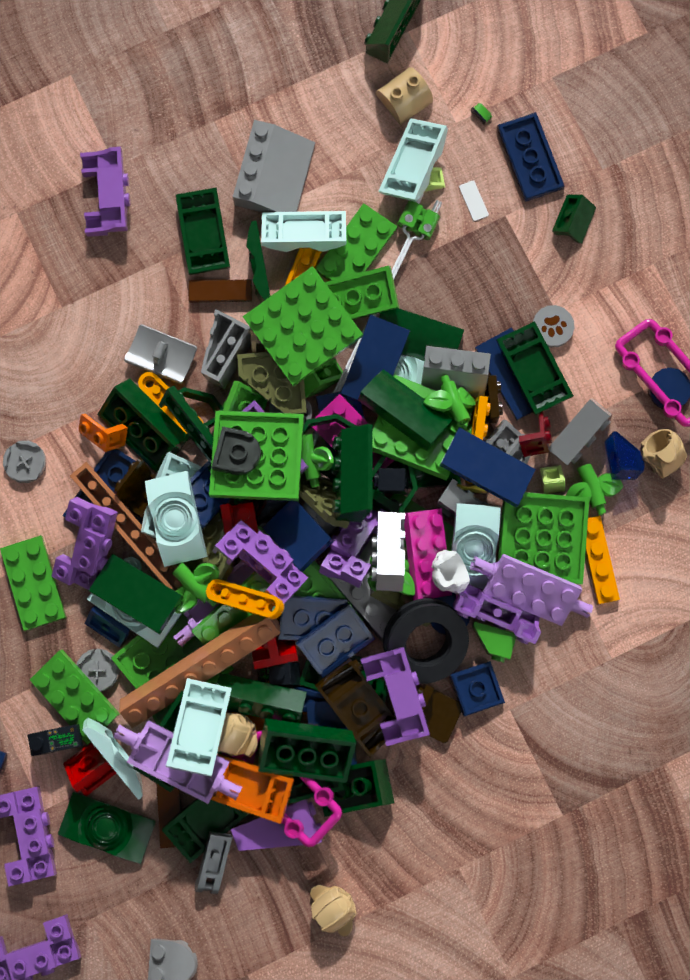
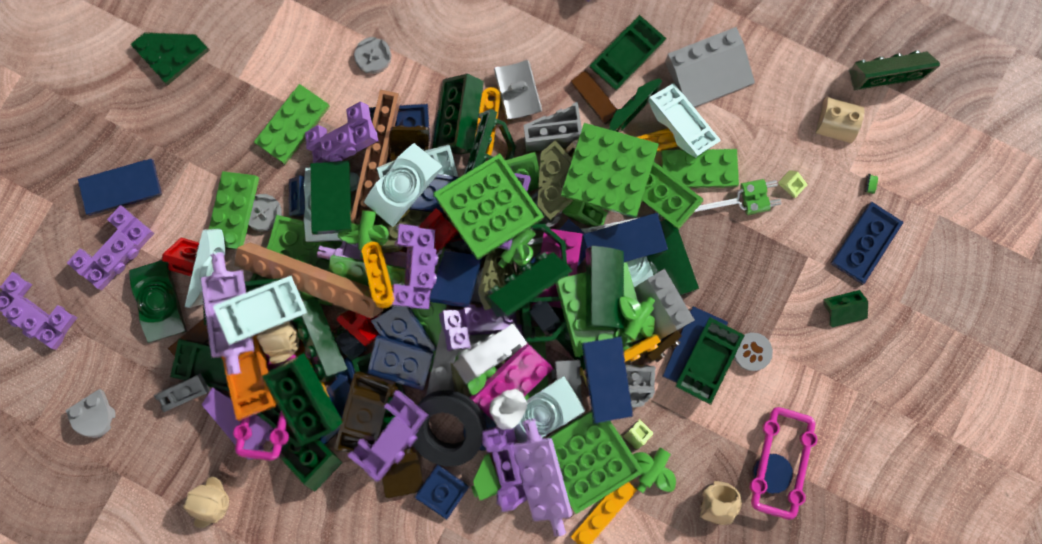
camera: 50 degrees right, 0 degrees up
(55, 740) = (189, 218): black slope -> none
(105, 439) = (427, 96): orange bracket -> none
(236, 452) = (479, 189): pearl dark grey tile -> none
(414, 160) = (797, 160): light aqua slope -> none
(473, 200) = (801, 226): white sticker -> none
(537, 442) = (655, 403): dark red bracket -> none
(580, 432) = (688, 429): light grey wedge -> none
(623, 458) = (693, 476): clear blue slope -> none

